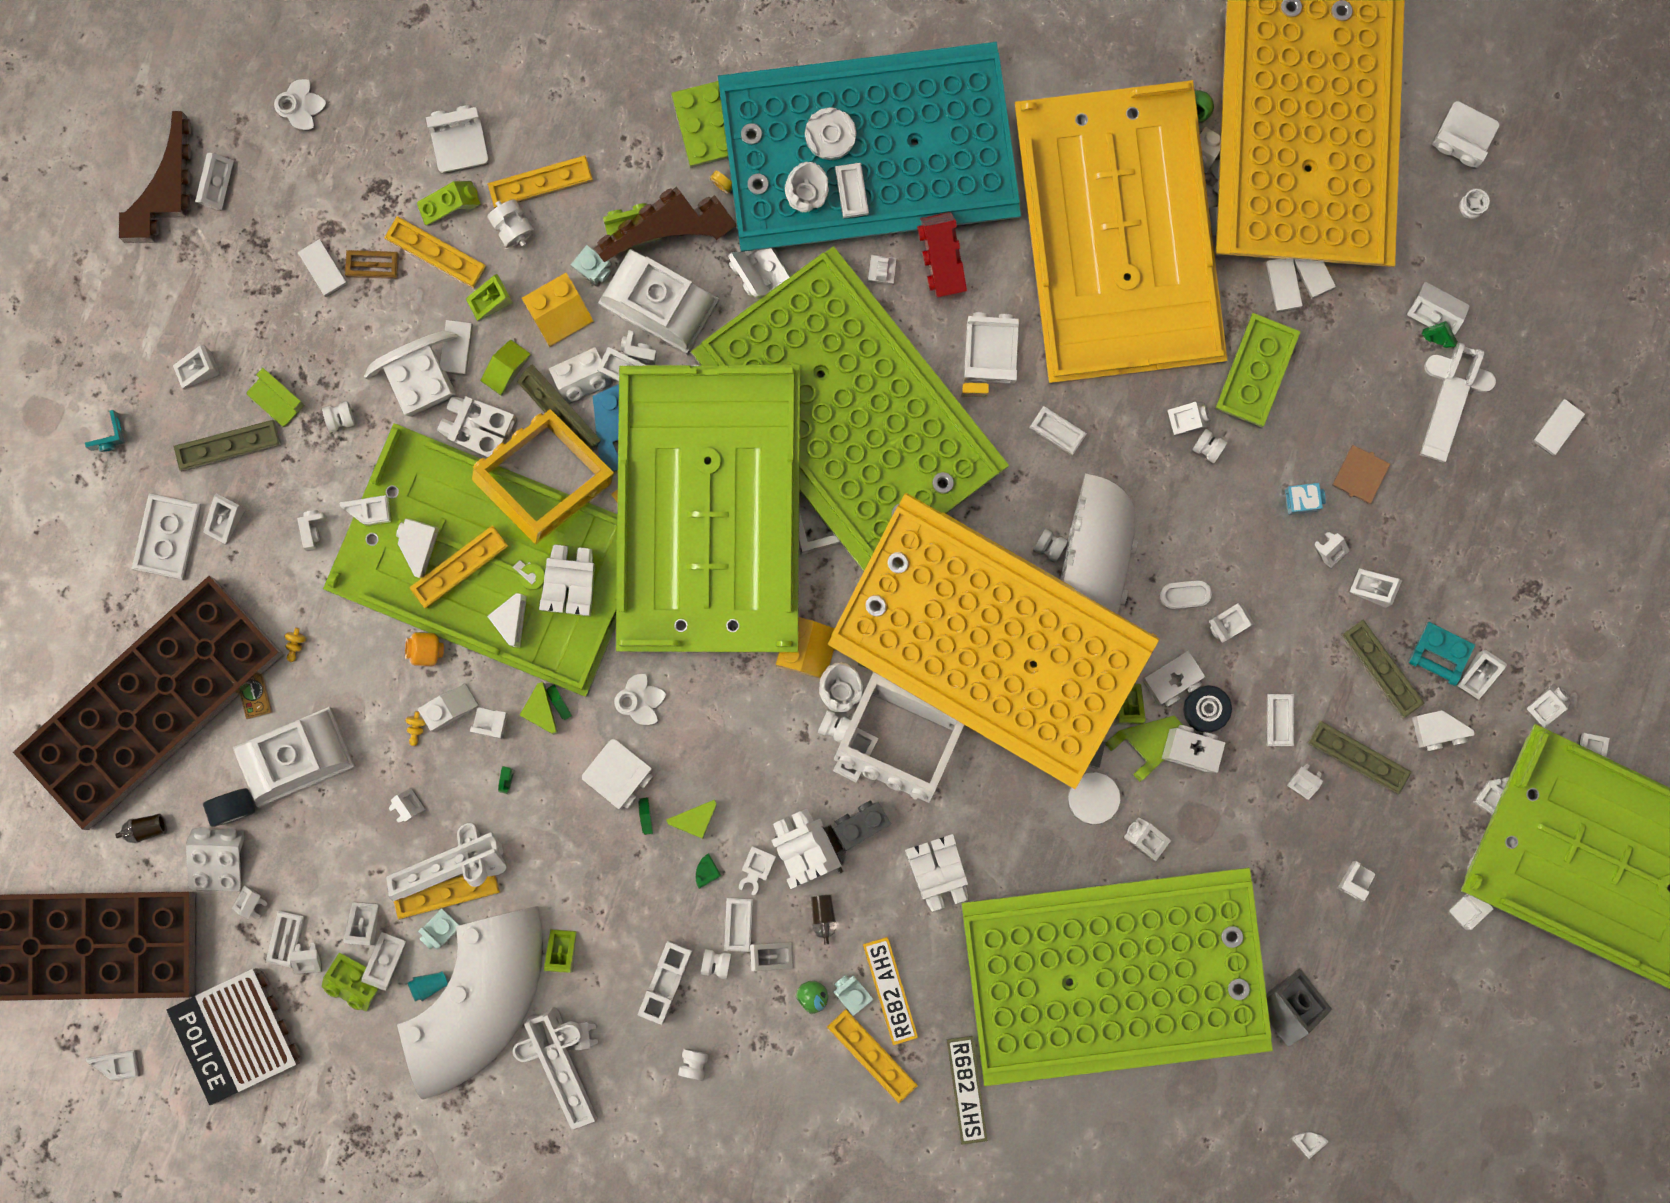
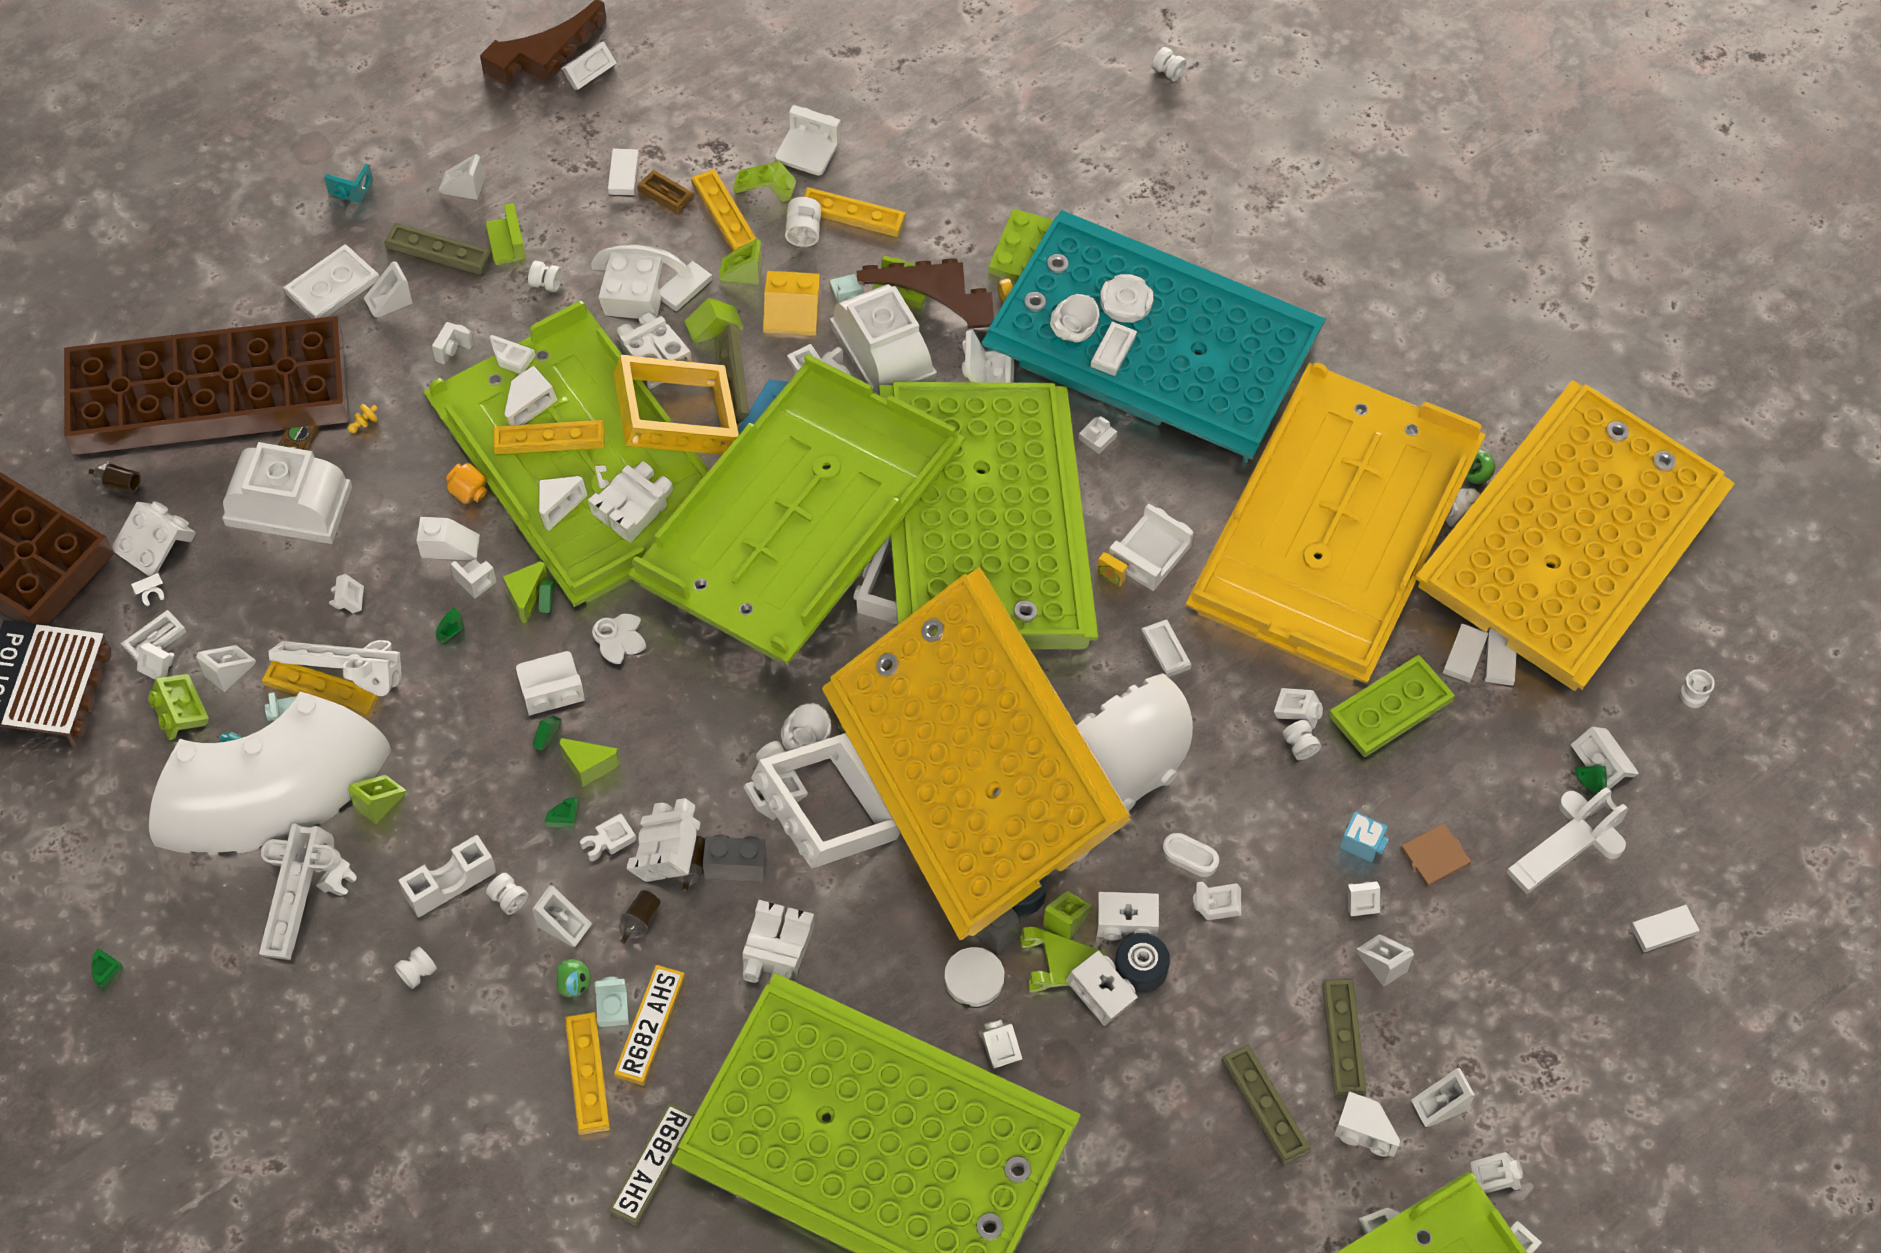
camera: 35 degrees right, 25 degrees down
(229, 807) = (198, 499): black wheel -> none
(303, 104) = (701, 55): white plate -> none
(383, 961) = (218, 702): white plate -> none
(415, 730) = (406, 542): yellow hair -> none
(579, 376) = (767, 362): white bracket -> none
(738, 924) = (556, 872): white tile -> none
(813, 652) = (799, 680): yellow slope -> none
(942, 254) = (1159, 440): red wedge -> none
(1280, 720) = (1208, 1021): white tile -> none
(1305, 782) = (1194, 1089): white tile -> none
(1357, 881) = (1184, 1216): white panel -> none
(1446, 646) = (1421, 1055): teal plate -> none
(1466, 134) = (1723, 629): white bracket -> none

